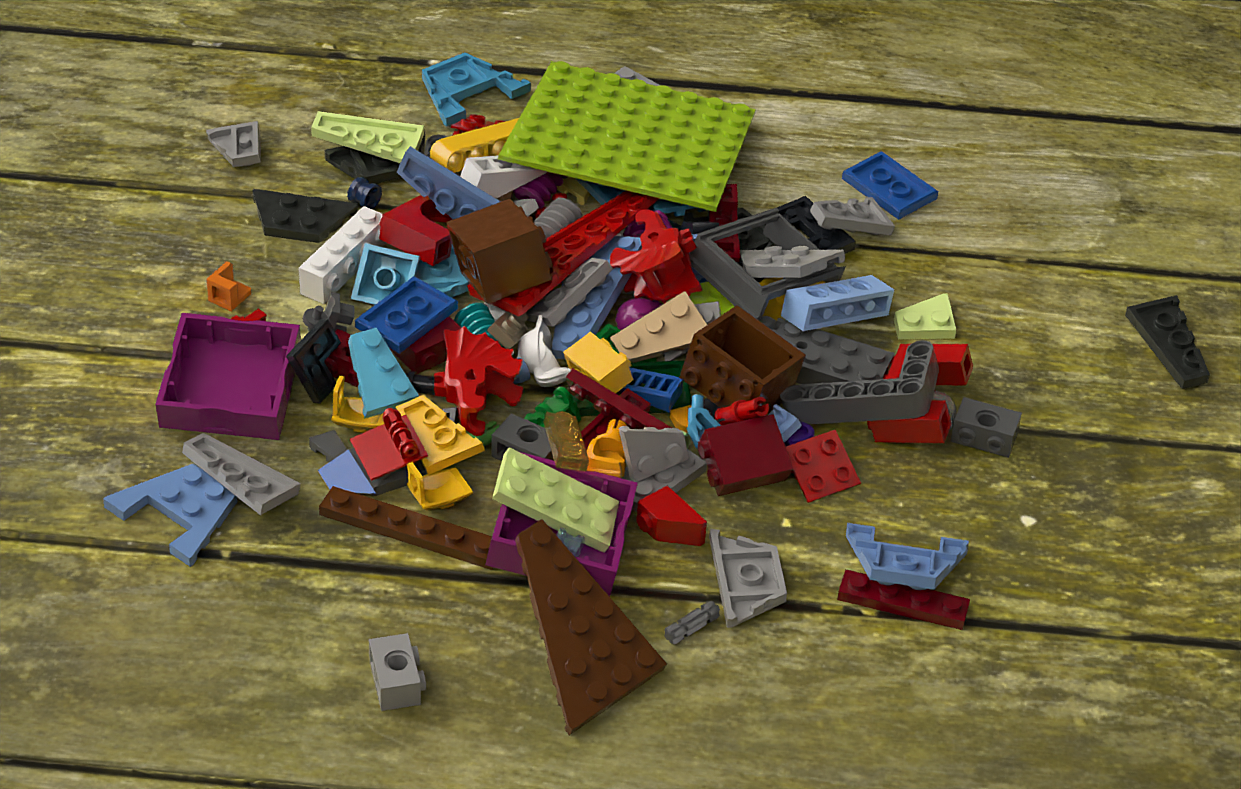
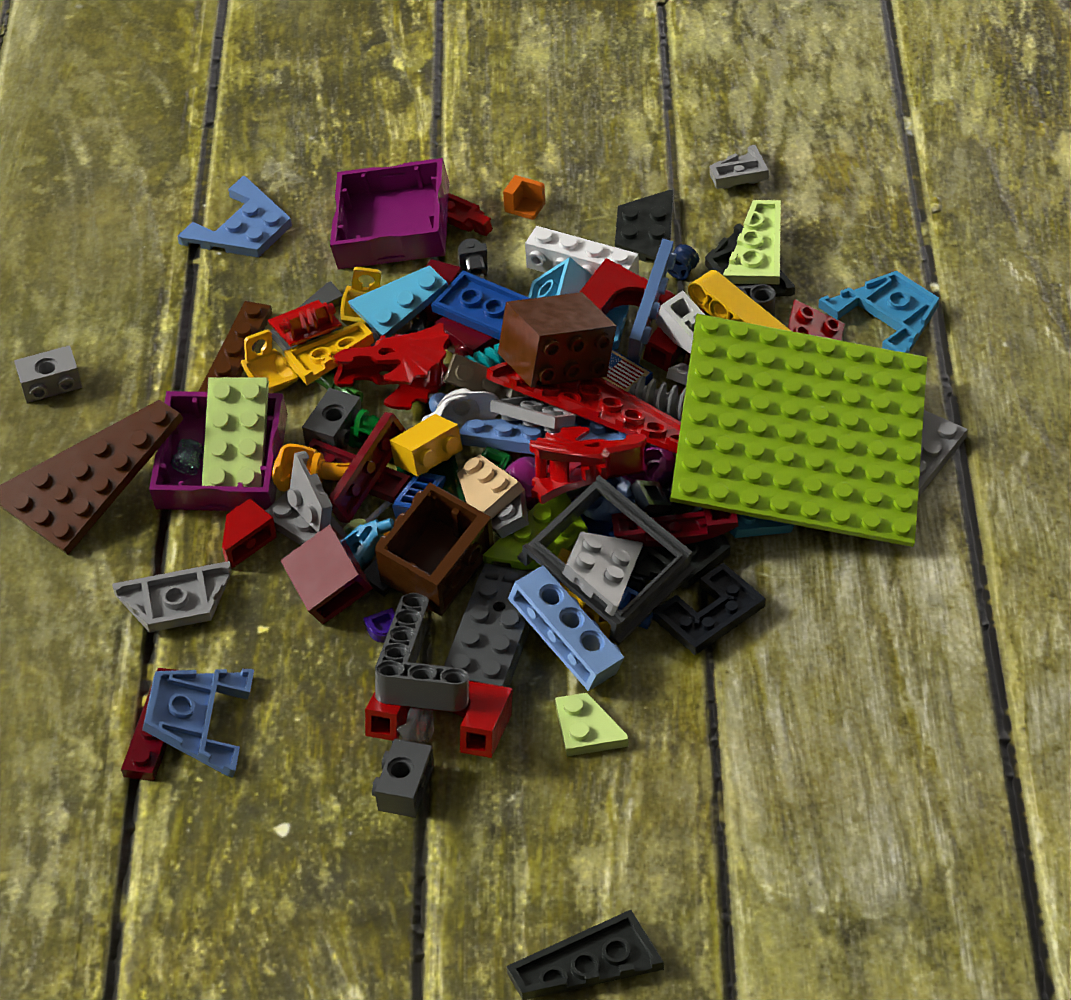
camera: 90 degrees right, 5 degrees up
(242, 475) = (275, 246): light grey wing -> none
(308, 360) = (408, 250): black tile -> none
(345, 474) = (291, 305): sticker -> none
(566, 441) = (312, 431): clear yellow plate -> none
(692, 622) = (116, 563): dark grey axle -> none
(742, 410) = (361, 554): red pin -> none
(786, 422) = (382, 600): light blue tile -> none
(822, 466) = (331, 642): red hinge -> none
(853, 216) = (734, 642): light grey wing -> none
(890, 185) = (822, 682): blue tile -> none

